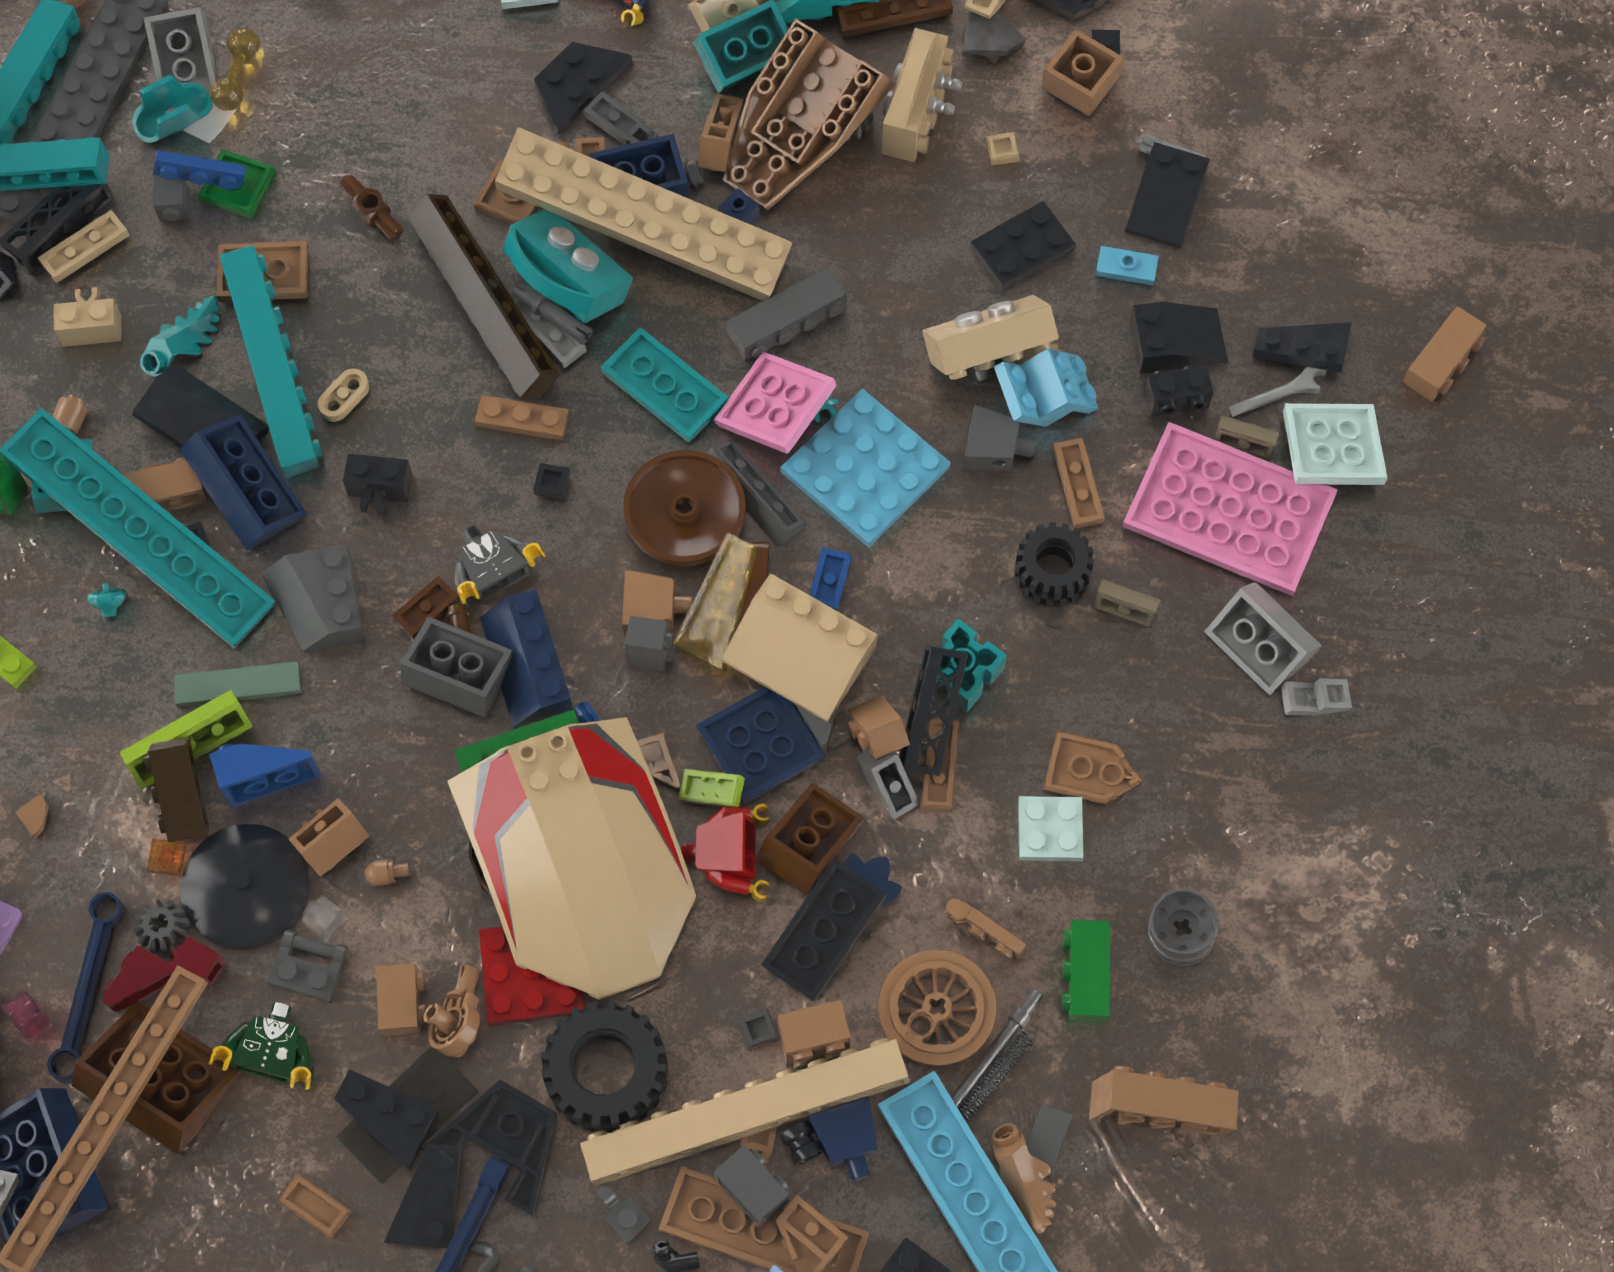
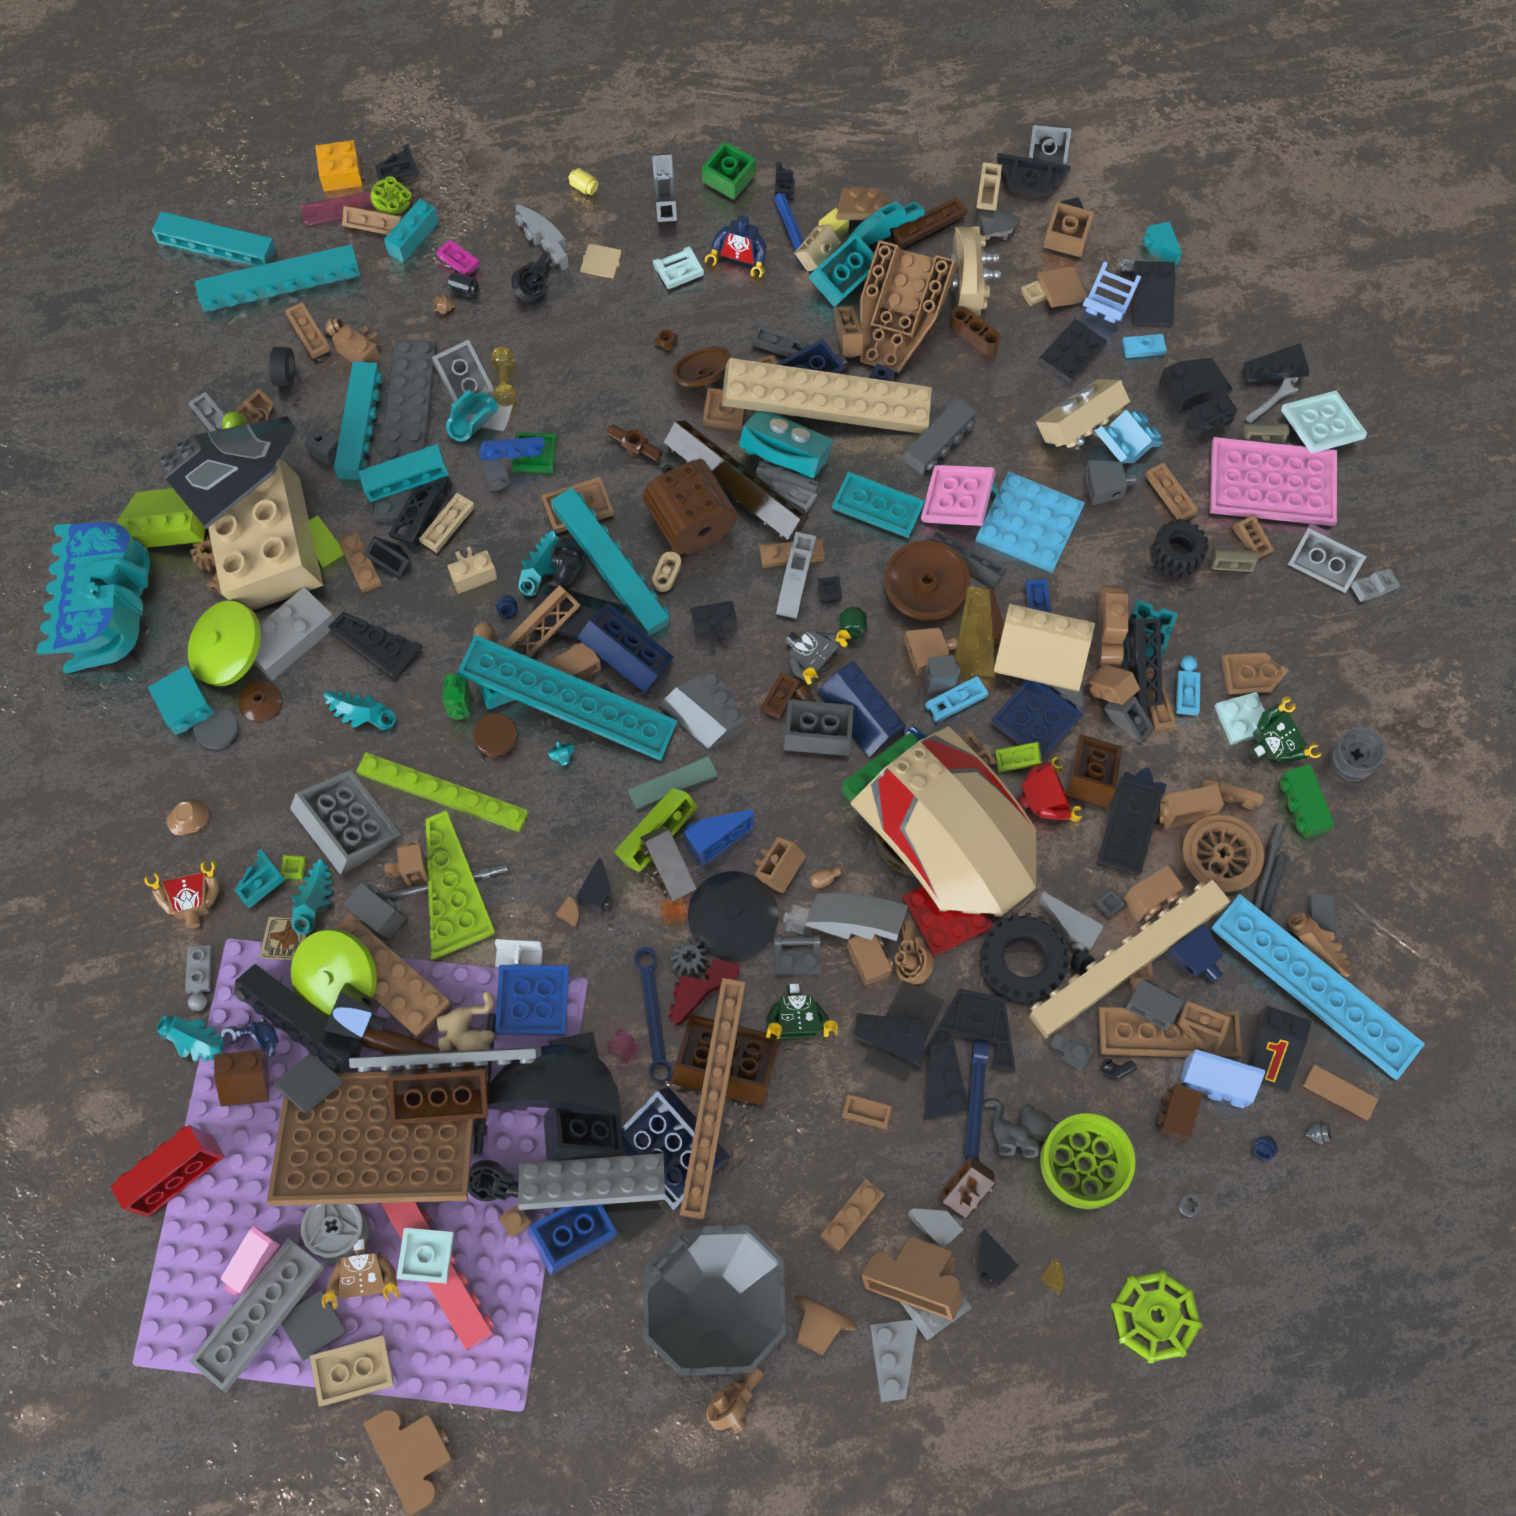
camera: 20 degrees left, 0 degrees up
(32, 549) = (495, 734): none -> reddish brown tile
(80, 794) = (596, 890): none -> black slope
(115, 380) = (506, 605): none -> dark blue plate
(137, 410) = (536, 617): none -> medium nougat fence
(220, 330) = (567, 560): none -> black piece
(399, 315) = (689, 506): none -> reddish brown piece
(400, 938) = (856, 915): none -> light grey slope
(471, 70) = (666, 334): none -> reddish brown plate
(494, 127) = (701, 367): none -> reddish brown dish
(508, 449) = (795, 575): none -> light grey slope
(562, 538) = (854, 621): none -> dark green head
(577, 79) = (737, 322): black wing -> none
(661, 684) = (957, 699): none -> medium azure plate
(680, 1094) = (1081, 961): none -> black tile
(695, 1048) = (1076, 927): none -> light grey slope
(803, 1146) = (1170, 967): black wheel -> none
(895, 168) = (967, 330): none -> reddish brown beam
(905, 651) = (1111, 625): none -> medium nougat brick
(912, 928) = (1189, 806): none -> medium nougat window
(988, 762) = (1188, 687): none -> medium azure plate
(1043, 151) = (1062, 286): none -> medium nougat tile
(1084, 870) = (1279, 737): none -> dark green torso
(1093, 198) = (1111, 310): none -> light blue plate
(1164, 1101) = (1388, 869): medium nougat wedge -> none
(1177, 566) = (1255, 527): none -> medium nougat slope
(1210, 126) = (1162, 242): none -> teal slope
(1445, 354) = (1367, 346): medium nougat brick -> none

